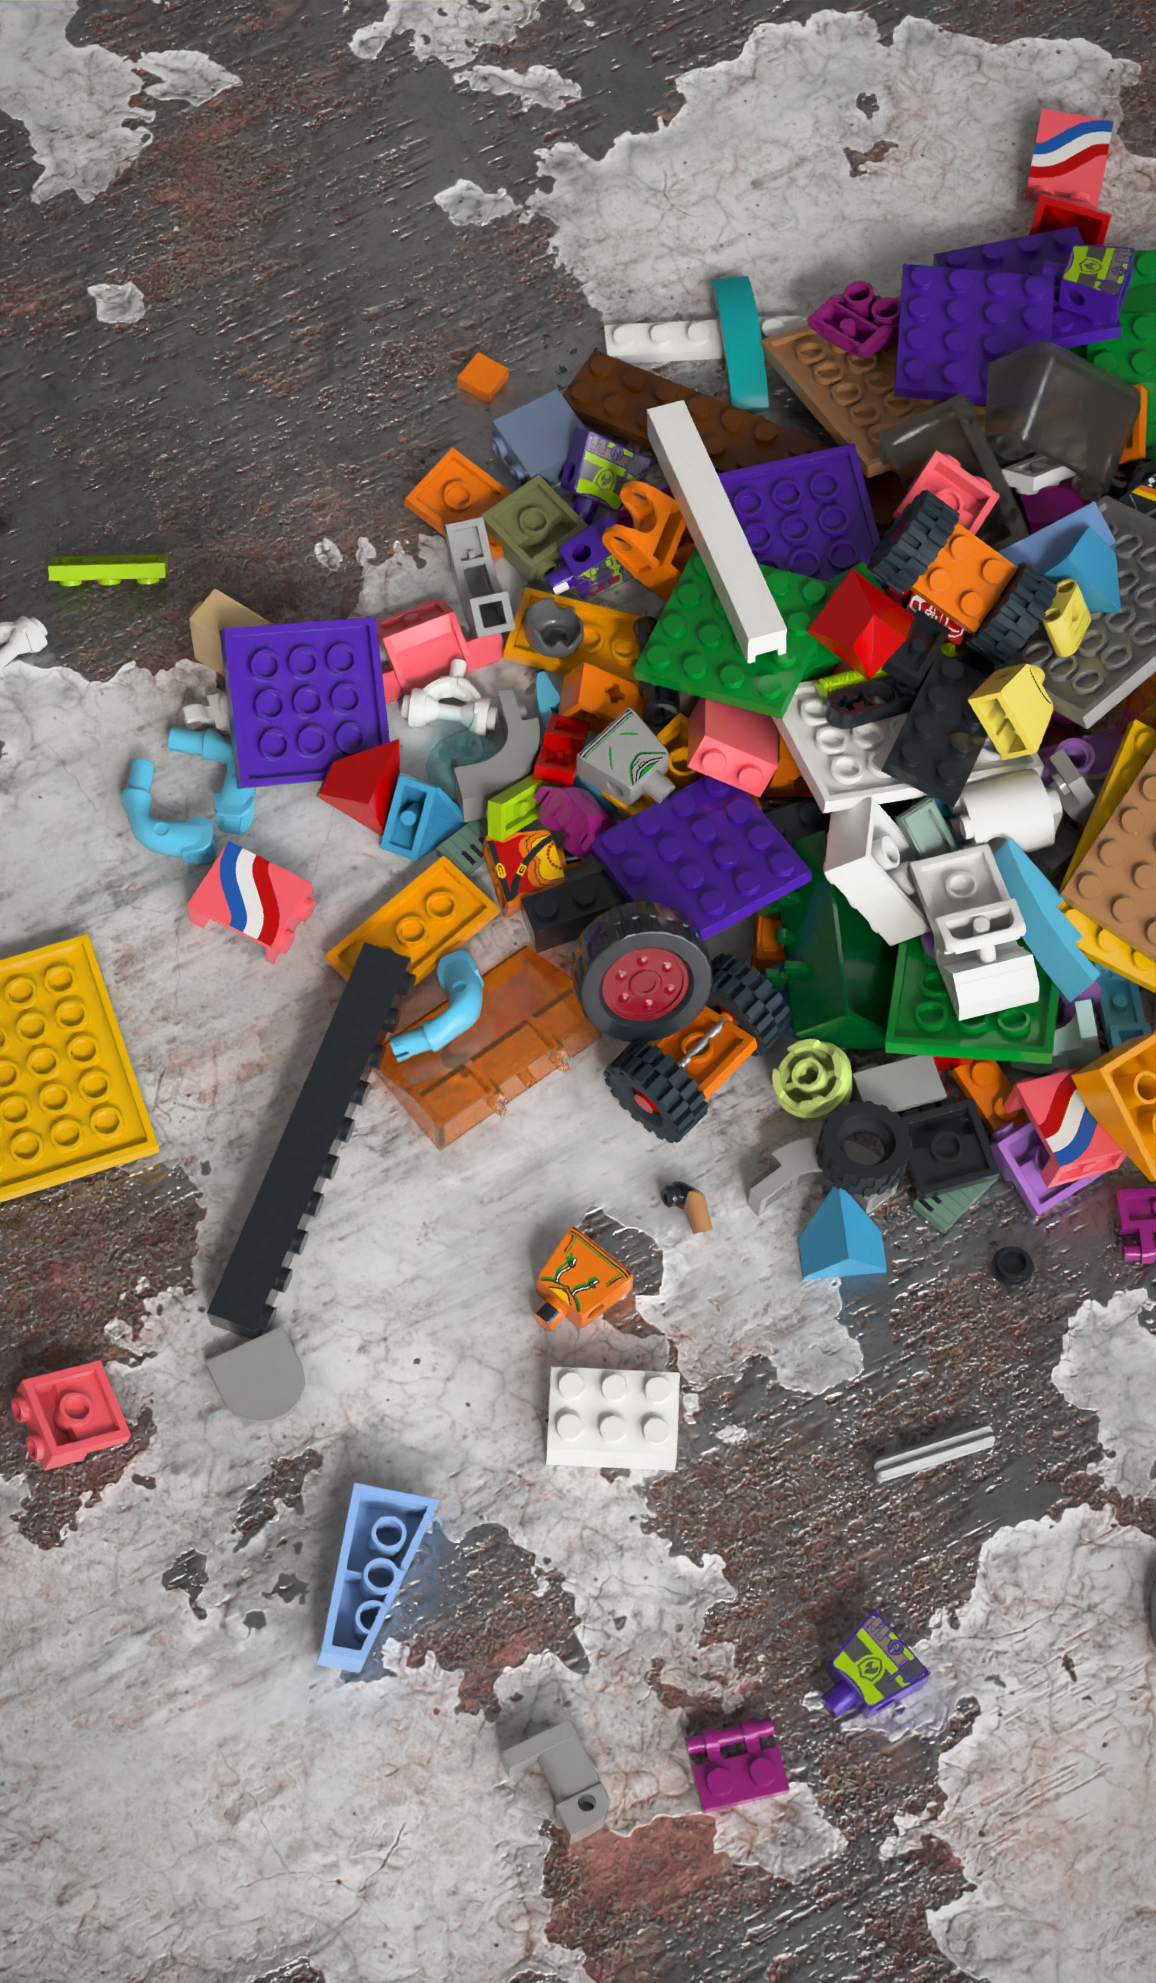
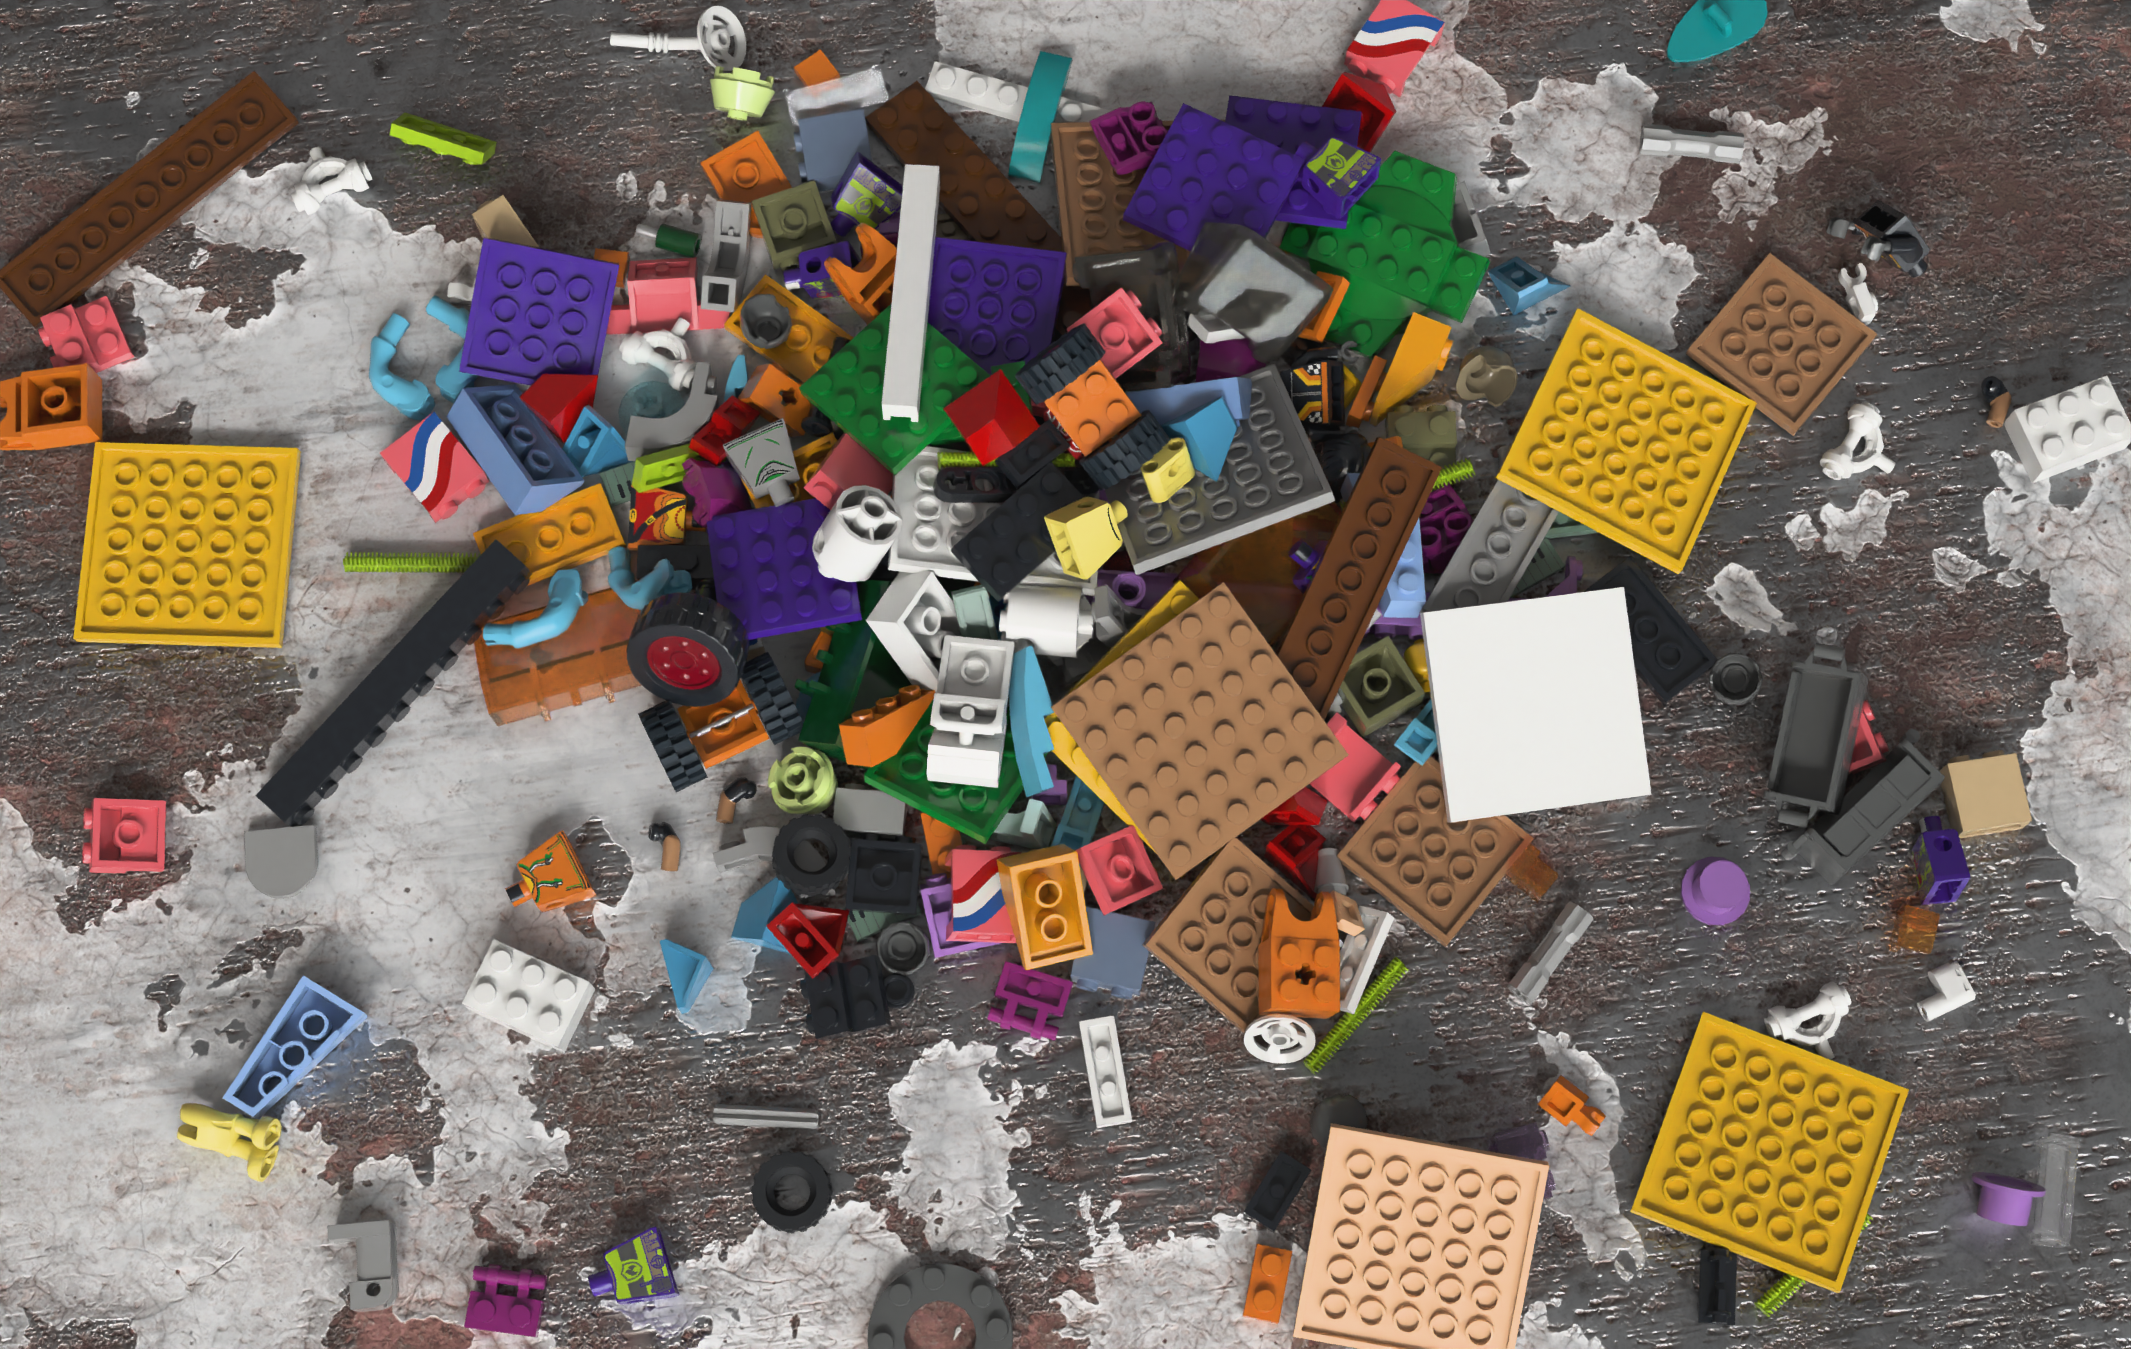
camera: 25 degrees right, 10 degrees up
(265, 1011) = (408, 564): none -> lime axle
(328, 1703) = (223, 1132): none -> light yellow piece
(332, 851) = (513, 448): none -> medium blue slope
(361, 378) = (708, 43): none -> white dish
(405, 587) = (672, 239): none -> dark green piece
(417, 415) = (741, 92): none -> yellowish green cone
(519, 387) = (837, 95): none -> clear container
(554, 941) = (655, 584): none -> medium azure piece
(733, 1131) = (732, 794): none -> arm
(773, 1326) = (686, 971): none -> dark azure slope
(776, 784) = (856, 534): none -> white cylinder
(884, 985) = (880, 731): none -> orange slope
(898, 1238) = (810, 934): none -> red slope
(964, 1291) = (846, 999): none -> black plate
(1001, 1215) = (903, 947): none -> dark grey hair
(1012, 1489) = (772, 1172): none -> black tyre

